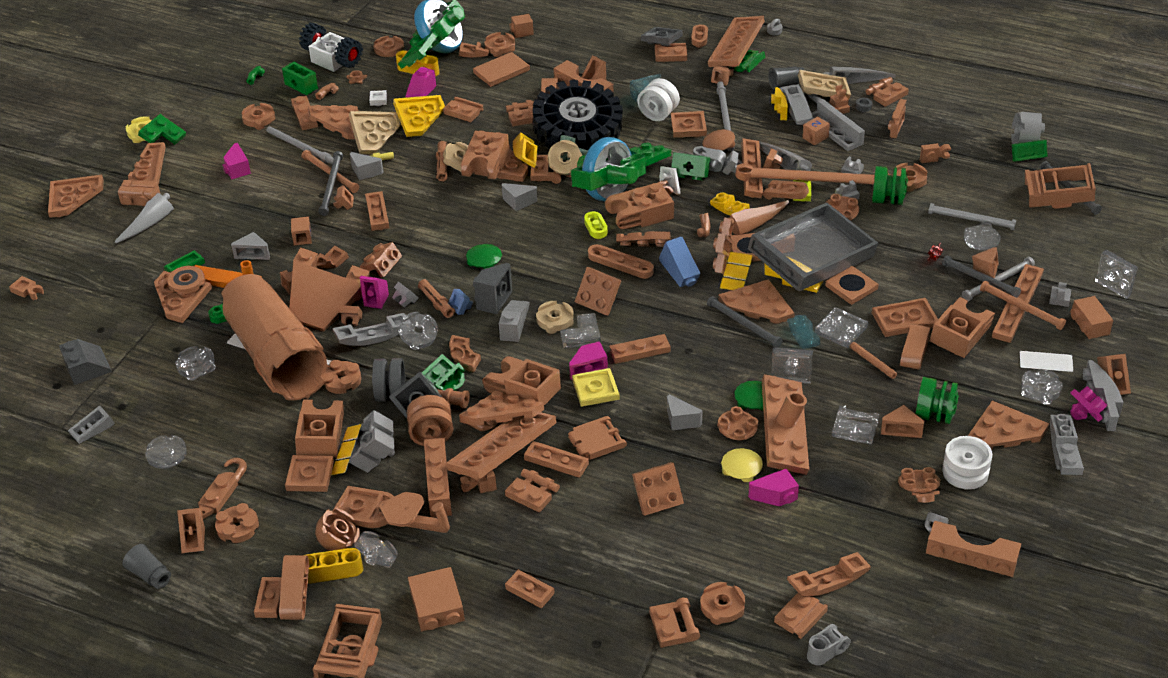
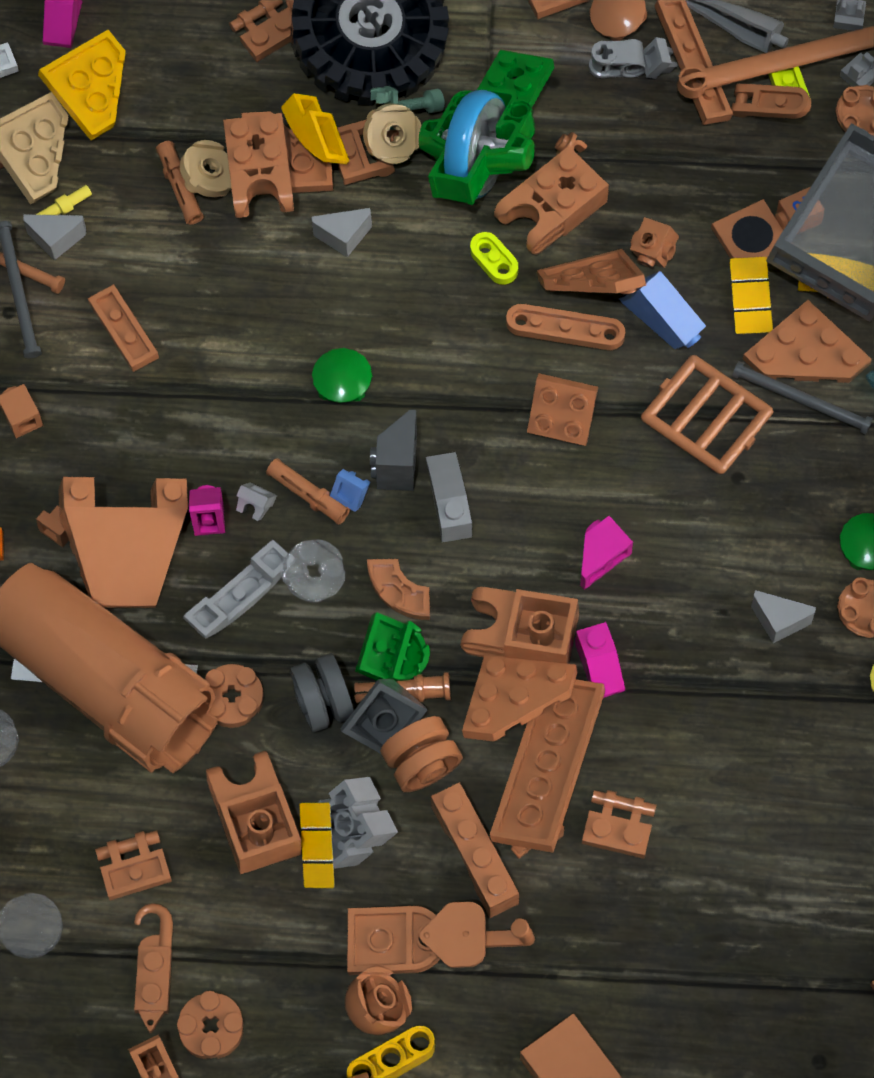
camera: 20 degrees left, 25 degrees up
(239, 437) = (135, 873): none -> nougat plate
(309, 473) = (276, 900): nougat plate -> none
(332, 259) = (96, 453): nougat slope -> none
(343, 198) = (56, 316): nougat tile -> none
(350, 312) = (188, 564): nougat tile -> none
(375, 550) = (434, 1014): clear plate -> none
(382, 258) = (180, 433): nougat bracket -> none
(463, 109) = (157, 46): nougat plate -> none
(529, 588) = (693, 1005): nougat plate -> none
(556, 459) = (632, 758): nougat plate -> none
(561, 407) = (600, 658): none -> dark pink slope
(563, 319) = (510, 490): tan plate -> none
(585, 333) = (571, 493): clear plate -> none
(595, 387) = (632, 599): light yellow plate -> none
(595, 439) = (674, 700): nougat plate -> none
(639, 348) = (665, 499): nougat plate -> none
(658, 488) = (807, 774): nougat plate -> none
(670, 175) = (570, 119): white piece -> none
(671, 331) = (716, 379): none -> nougat bar
(691, 233) = (654, 243): none -> nougat brick
(700, 163) = (584, 79): green brick -> none
(705, 223) = (667, 209): nougat arm -> none
(723, 245) = (725, 264): nougat plate -> none
(727, 204) = (686, 153): yellow slope -> none
(749, 219) = (731, 181): nougat piece -> none
(772, 159) = (720, 36): nougat tile -> none

